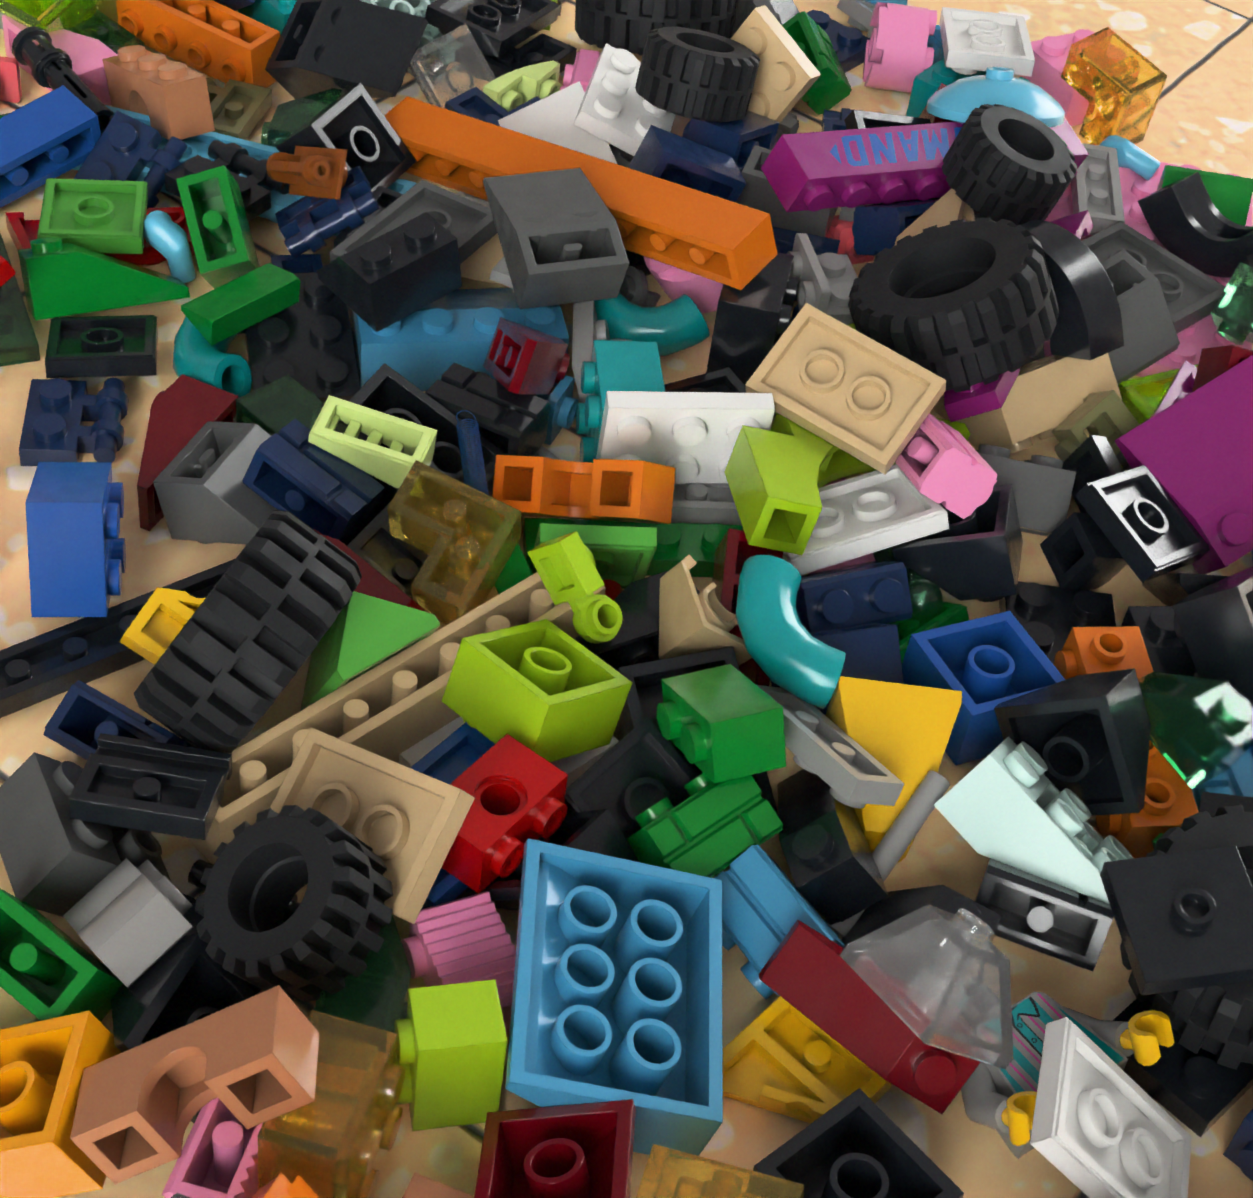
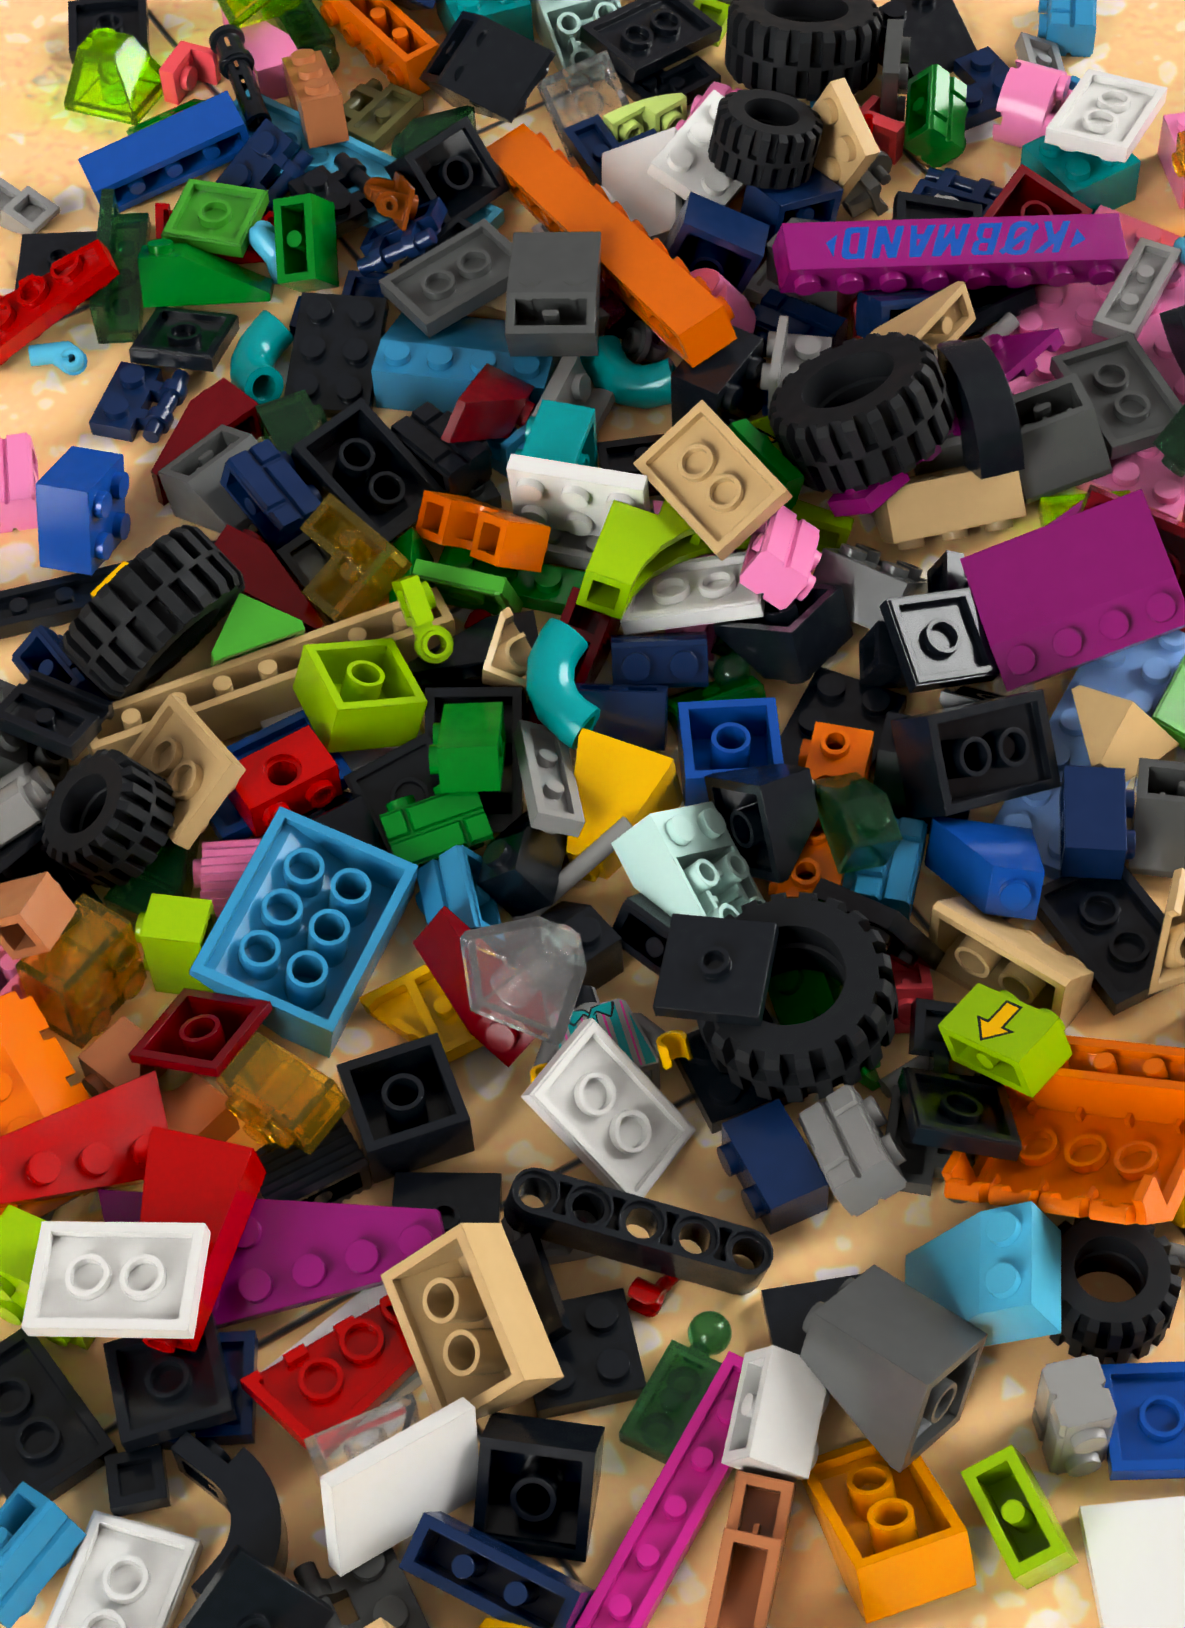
camera: 30 degrees right, 10 degrees up
(242, 302) = (290, 319): green slope -> none
(391, 465) = (347, 484): yellowish green slope -> none
(396, 272) = (412, 313): black slope -> none
(473, 481) = (401, 498): blue piece -> none
(996, 87) = (1041, 202): medium azure dish -> none
(1008, 165) = (997, 274): black tyre -> none
(1101, 415) = (980, 526): olive brick -> none

